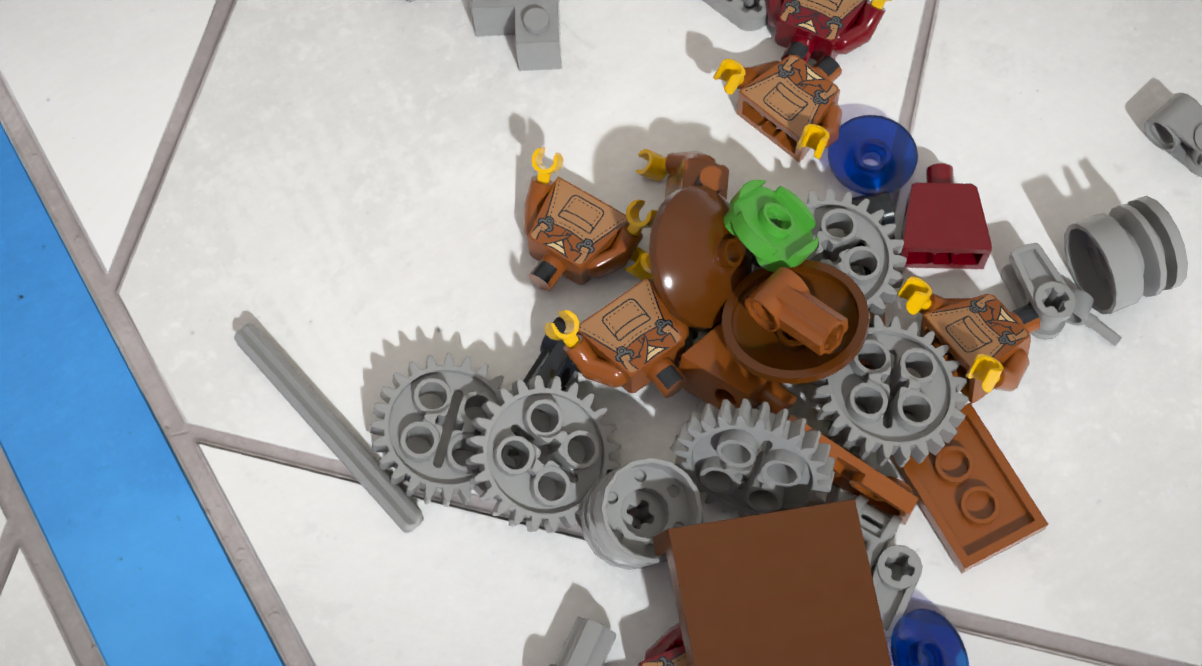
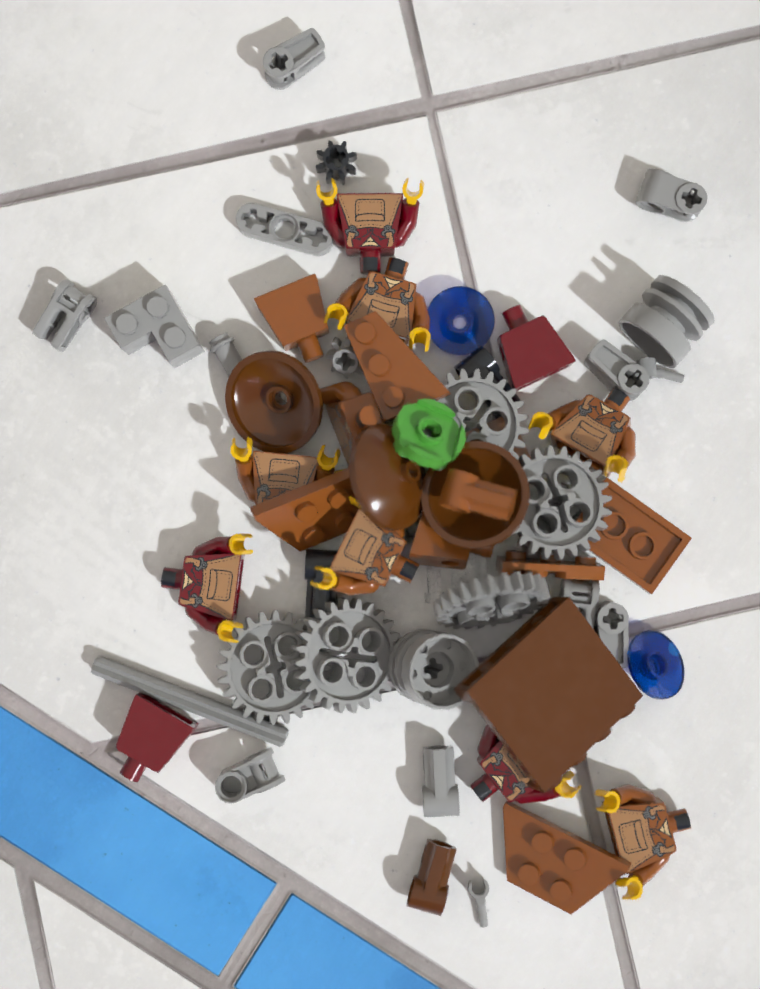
camera: 30 degrees left, 20 degrees up
(259, 440) = (151, 736): none -> dark red torso
(348, 544) = (251, 776): none -> light grey piece
(431, 299) = (211, 584): none -> torso
(583, 266) = (310, 512): none -> dark orange wing
(585, 78) = (225, 351): none -> light grey pin
(597, 126) = (257, 406): none -> reddish brown dish
(682, 69) = (296, 316): none -> dark orange torso
(709, 129) = (340, 359): none -> light grey gear
(767, 146) = (391, 366): none -> dark orange wing

